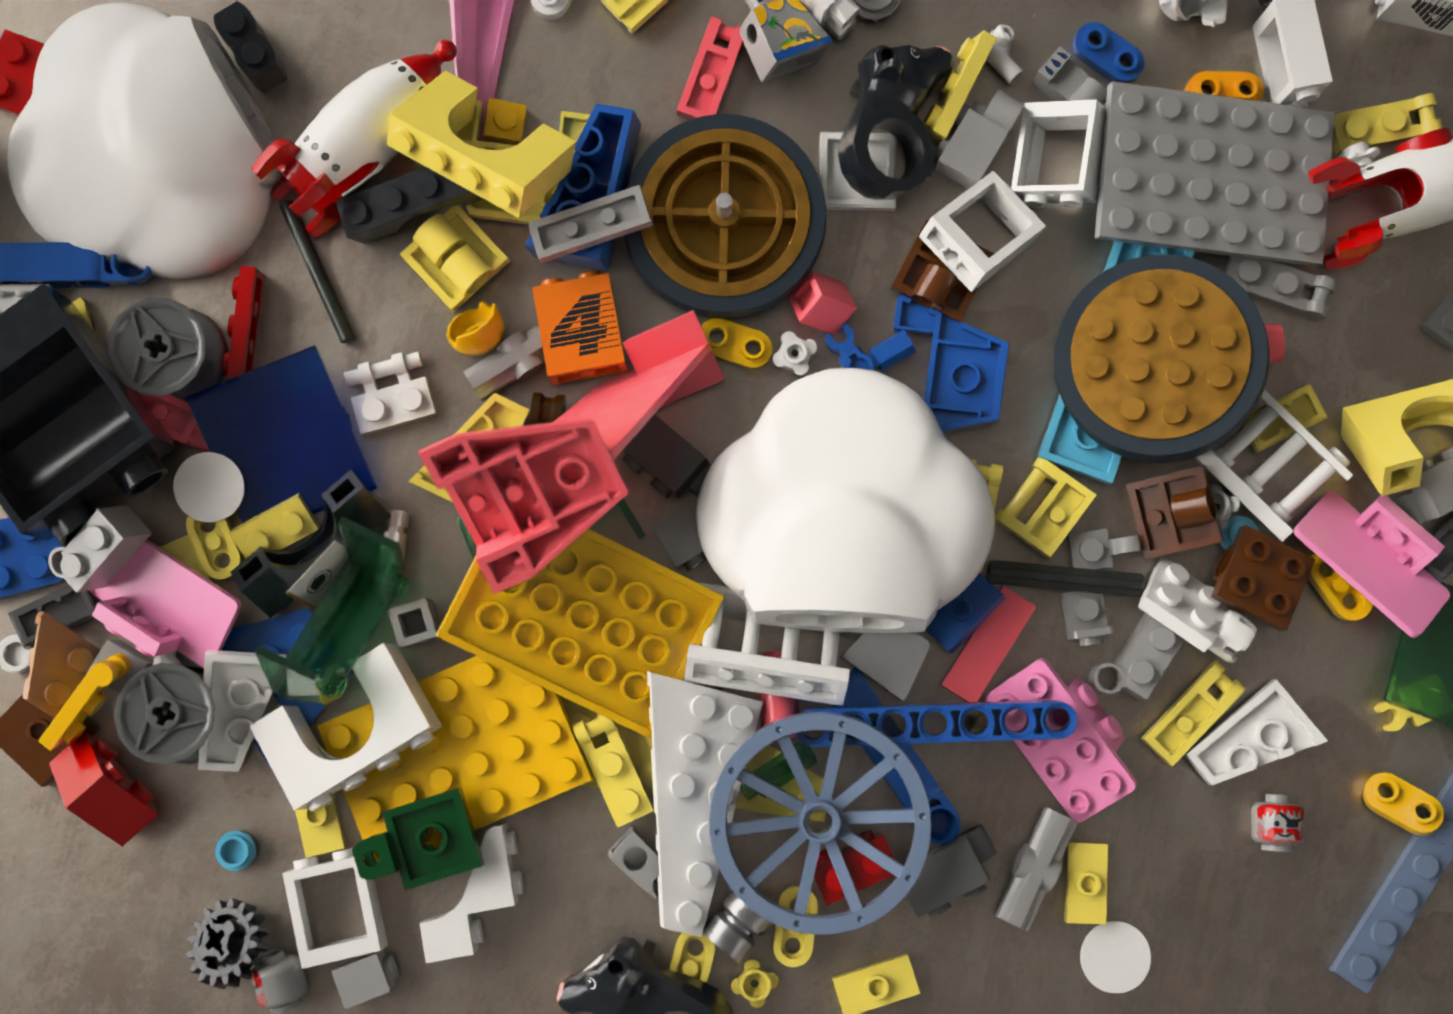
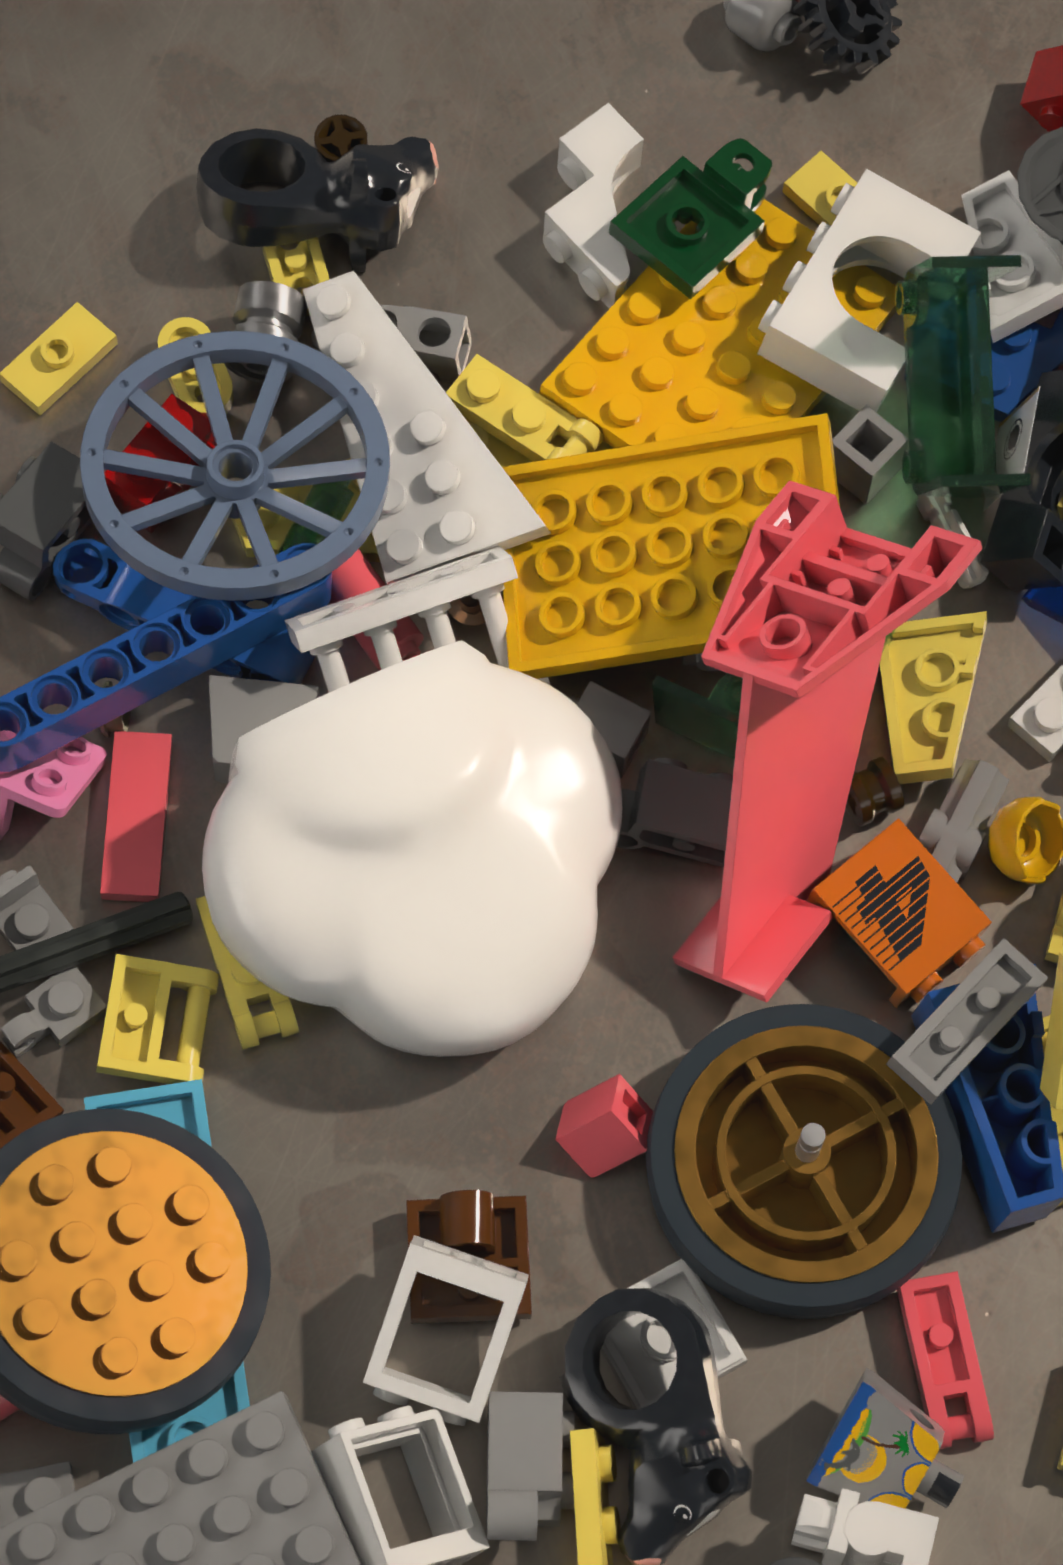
camera: 145 degrees right, 15 degrees down
(235, 850) = (907, 119): medium azure plate -> none
(311, 955) = (725, 69): white window -> none
(365, 978) = (668, 62): light grey brick -> none
(733, 346) = (688, 1013): yellow plate -> none
(757, 994) = (207, 273): light yellow plate -> none
(799, 363) = (590, 1055): white plate -> none
(881, 355) = (503, 1073): blue bar -> none
(963, 369) = (365, 1139): blue wing -> none
(964, 613) = (181, 842): blue plate -> none

